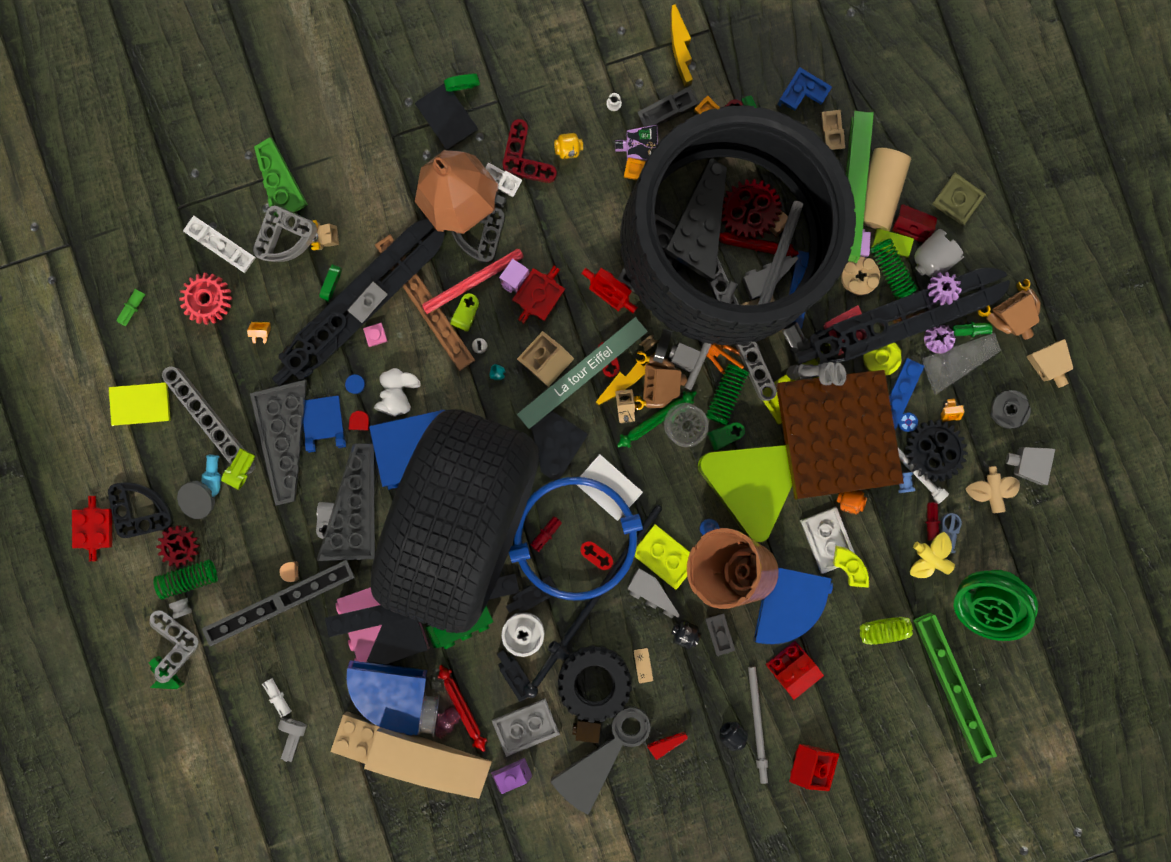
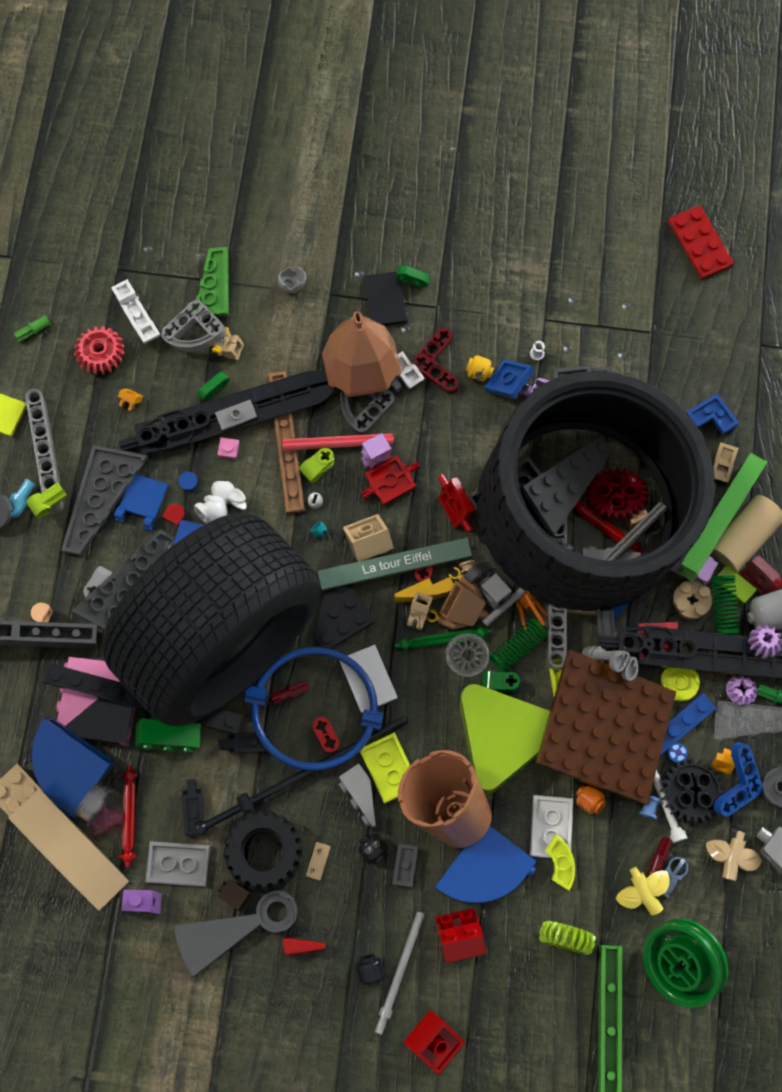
camera: 30 degrees right, 15 degrees down
(349, 141) = (291, 280): none -> light grey hair
(521, 645) = (217, 761): white wheel -> none
(601, 143) = (509, 379): none -> blue plate
(680, 39) = (621, 328): yellow slope -> none
(972, 448) = (747, 782): none -> blue beam

